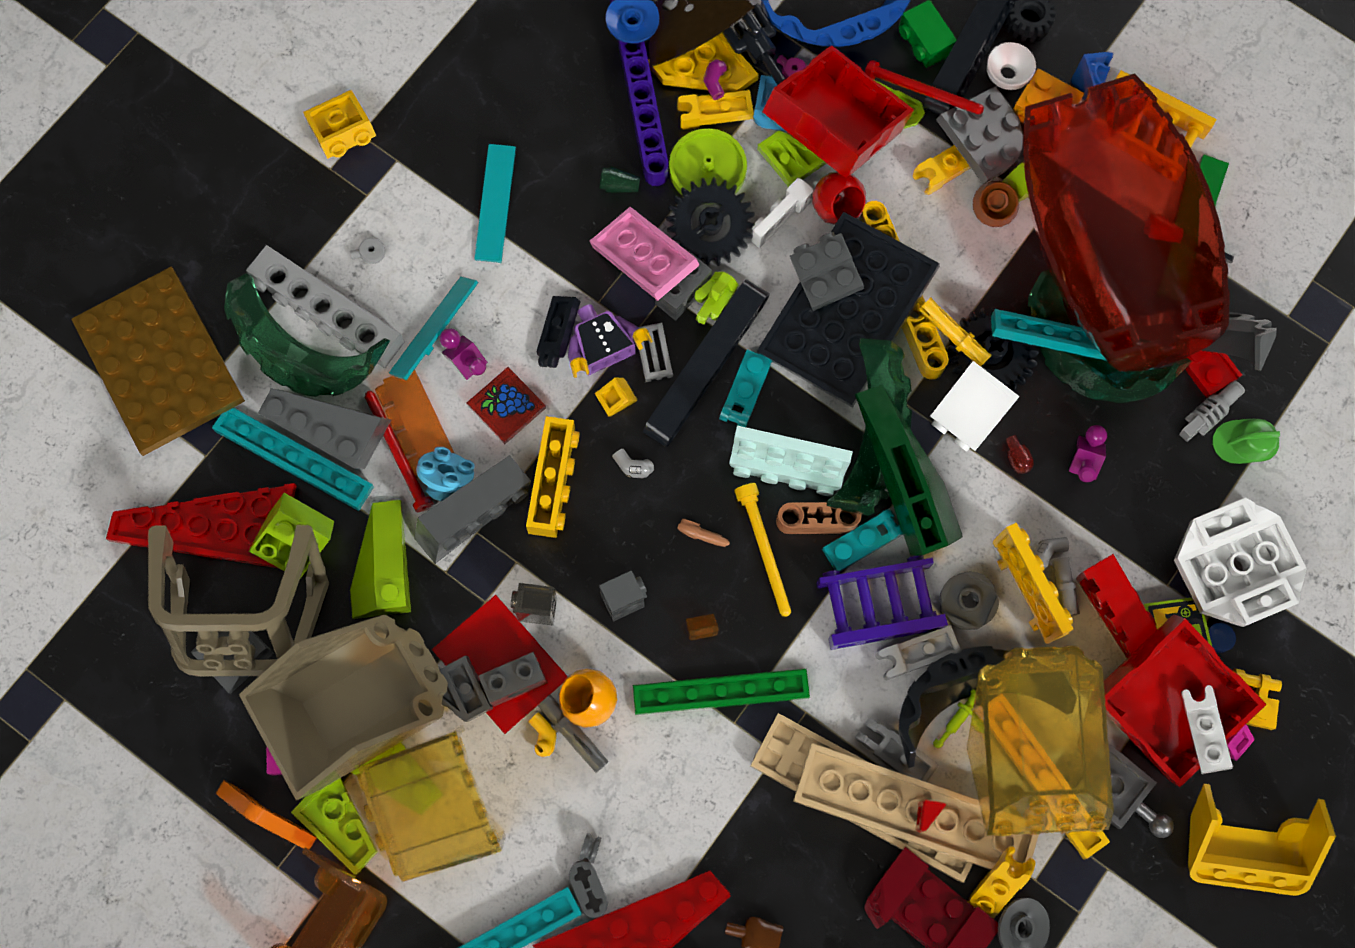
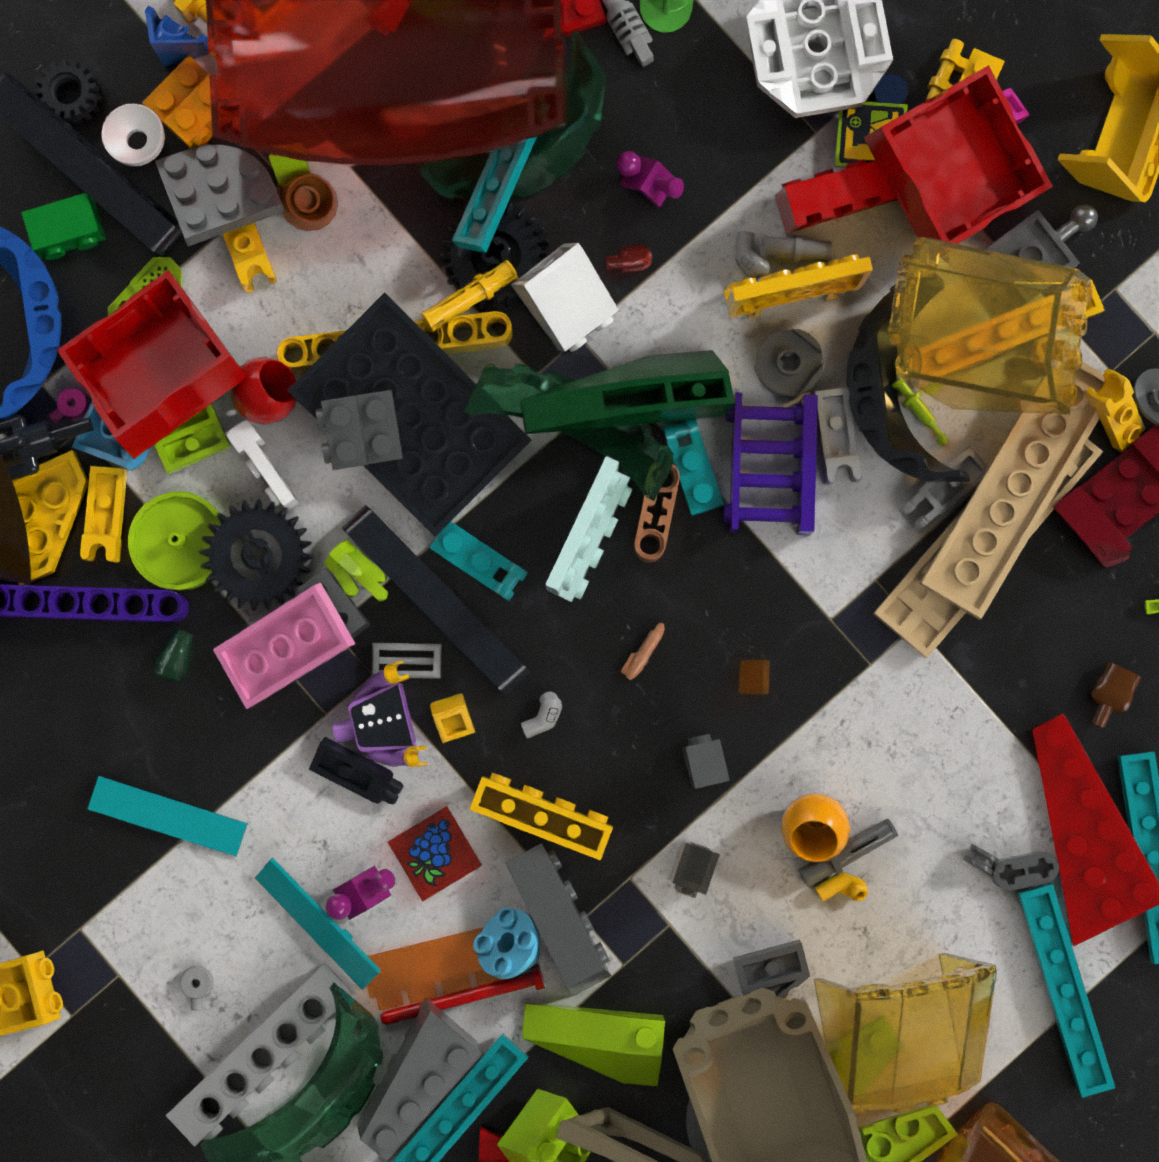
camera: 75 degrees left, 10 degrees up
(494, 639) = (744, 913): red sticker -> none
(512, 679) = (773, 910): dark grey brick -> none
(711, 78) = (65, 510): magenta arm -> none
(721, 691) = (833, 672): green tile -> none
(748, 496) = (613, 588): yellow piece -> none
(874, 71) = (98, 305): red bar -> none
(927, 813) = (1031, 473): red slope -> none
(1207, 732) = (1003, 139): white plate -> none

